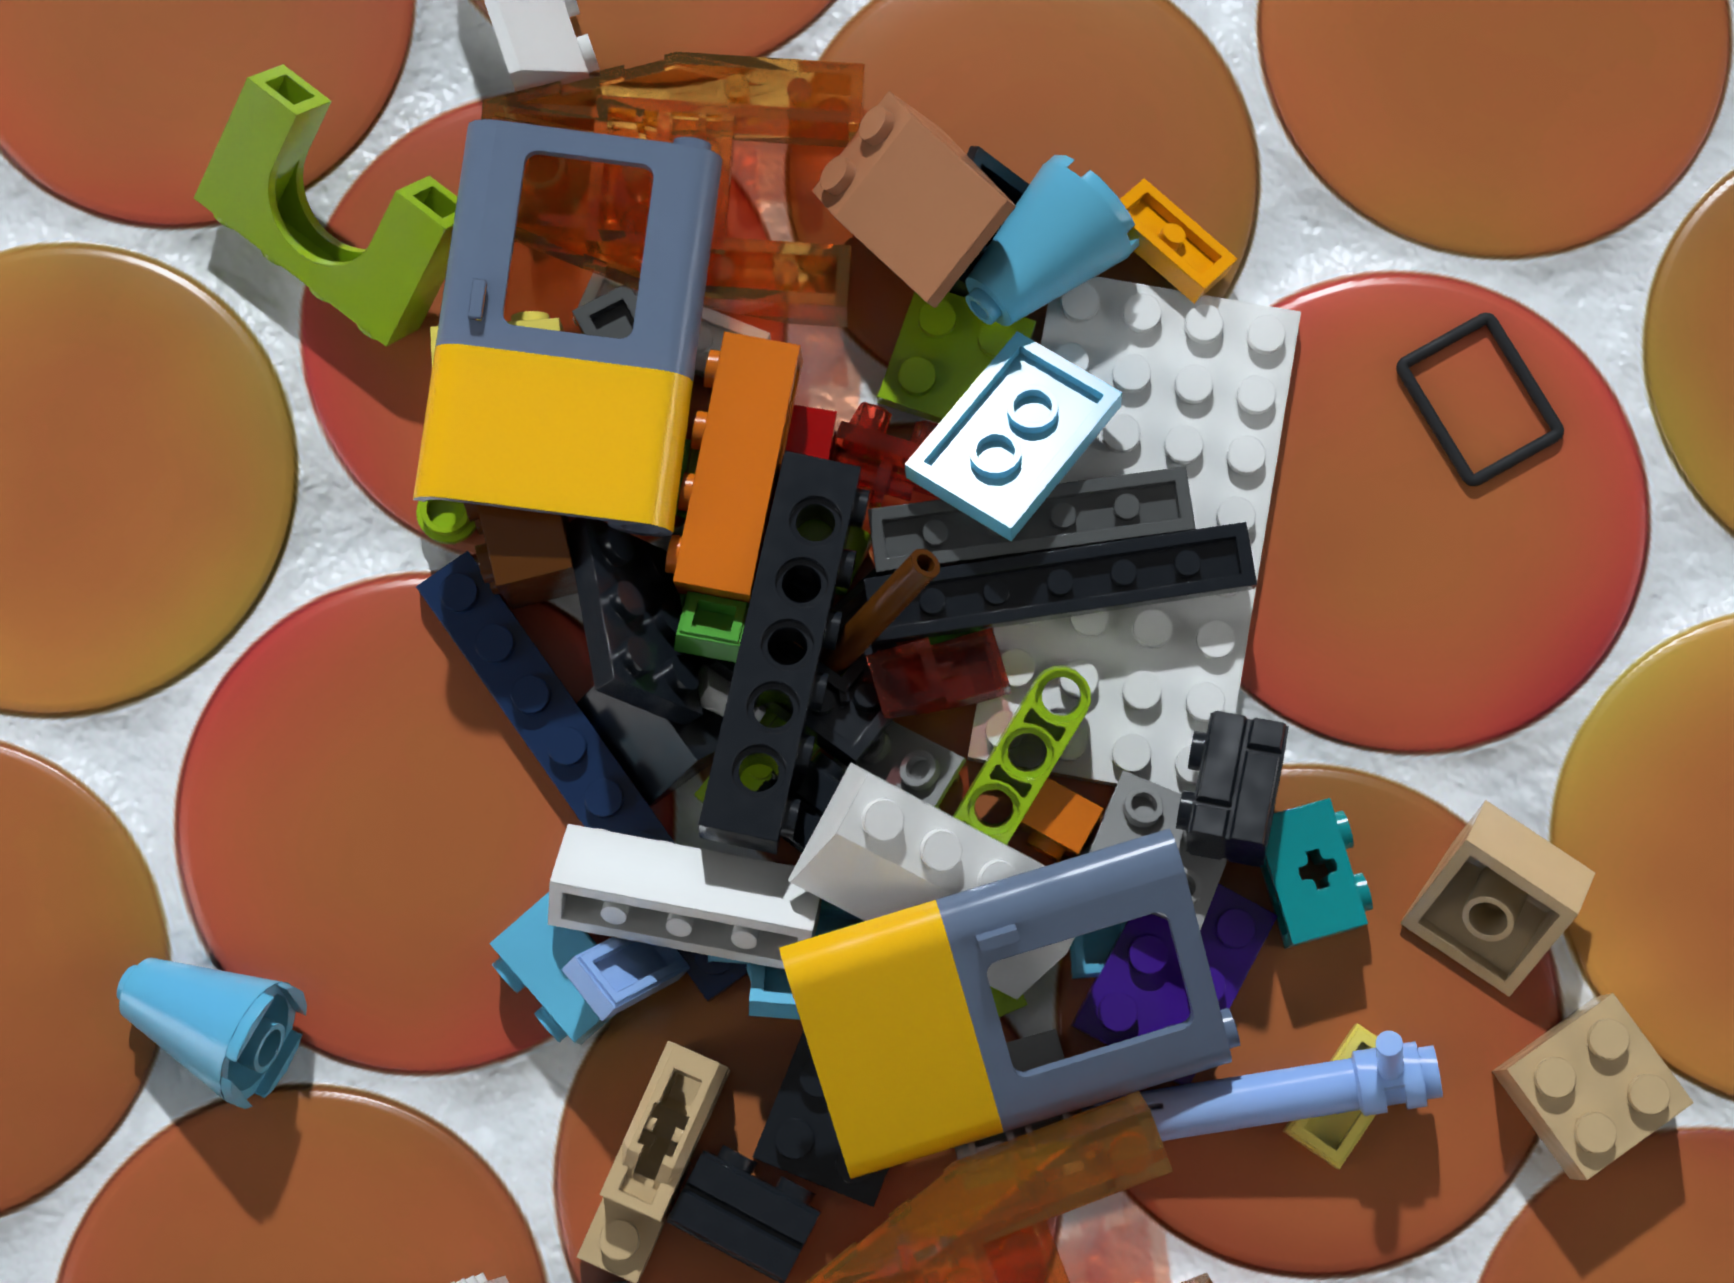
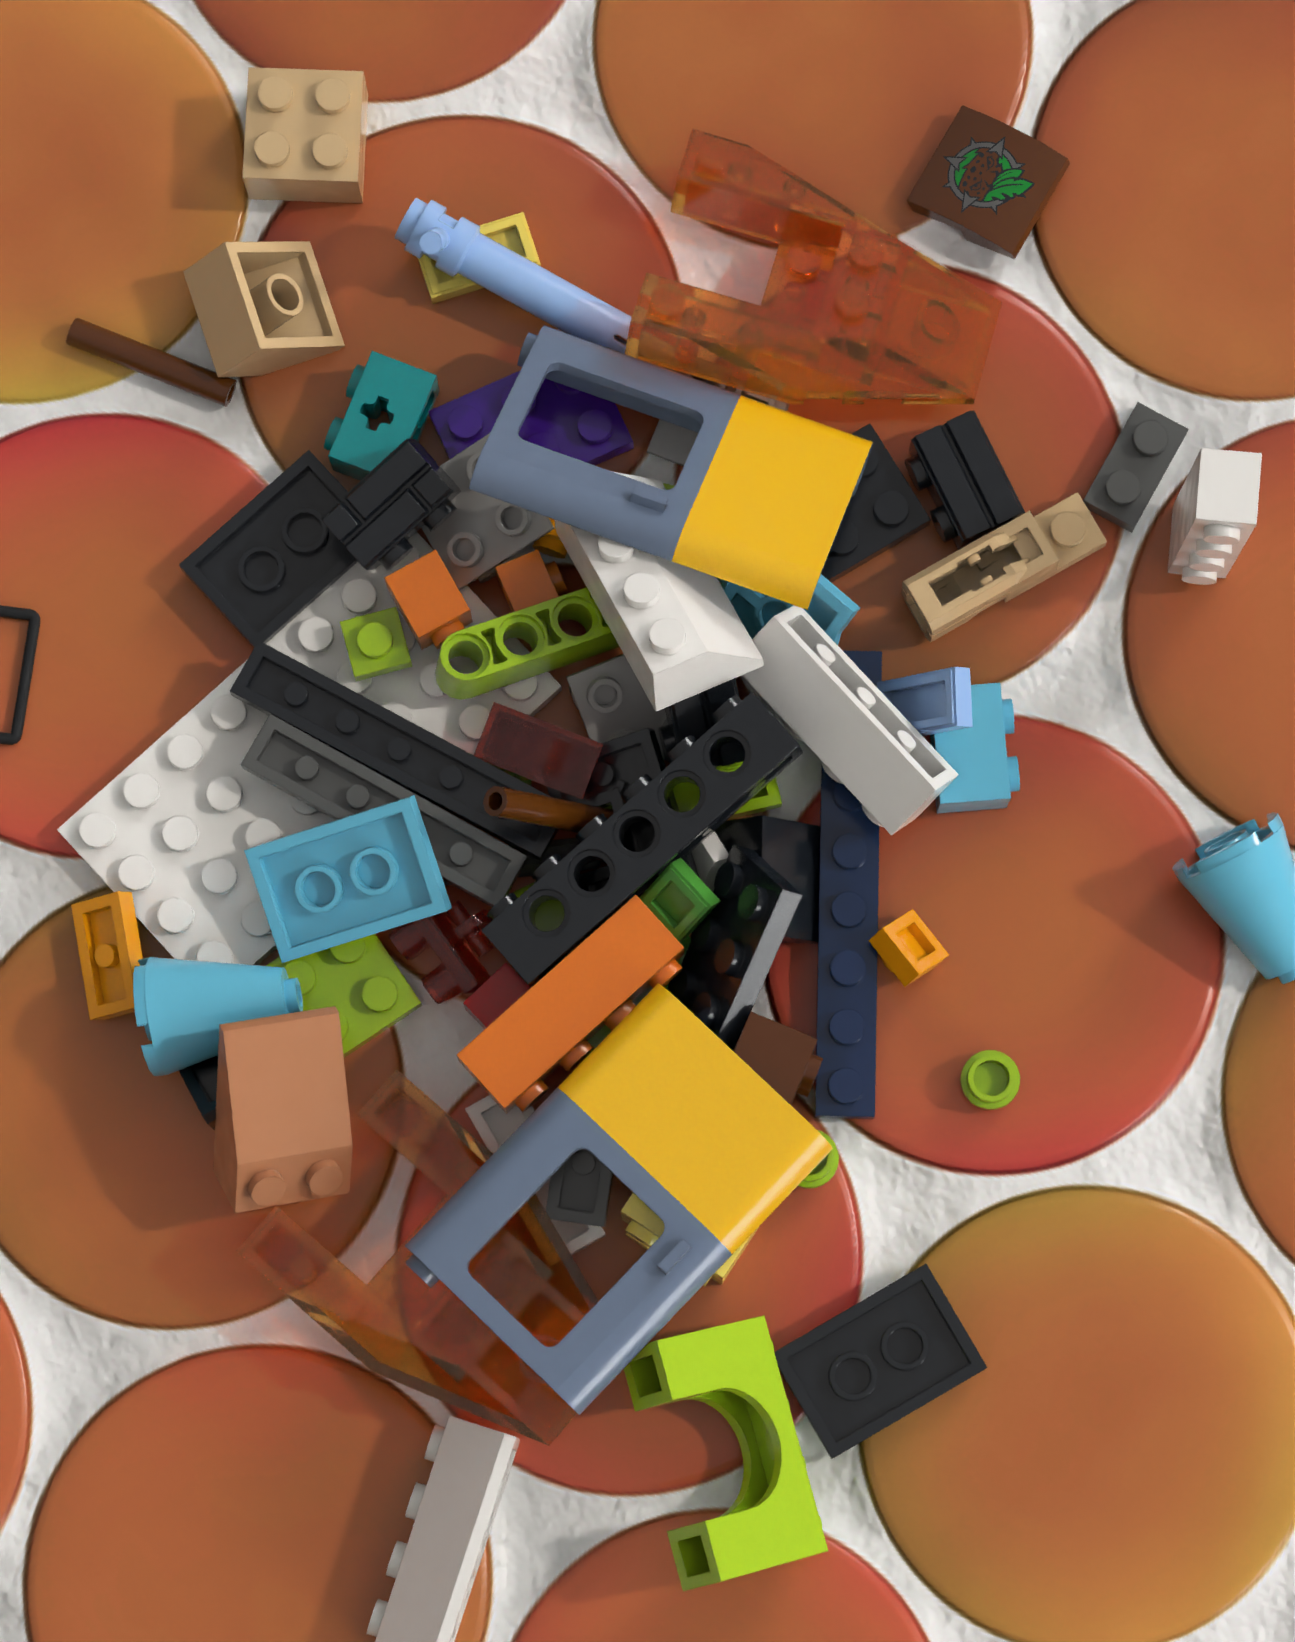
camera: 145 degrees left, 0 degrees up
(265, 387) = (879, 1361): none -> black plate
(339, 693) = (990, 1079): none -> lime plate
(490, 751) = (908, 947): none -> light orange plate
(1135, 731) = (429, 600): none -> orange brick
(1154, 665) = (376, 644): none -> lime plate
(1313, 671) = (273, 553): none -> black plate
(1559, 776) = (151, 362): none -> reddish brown piece

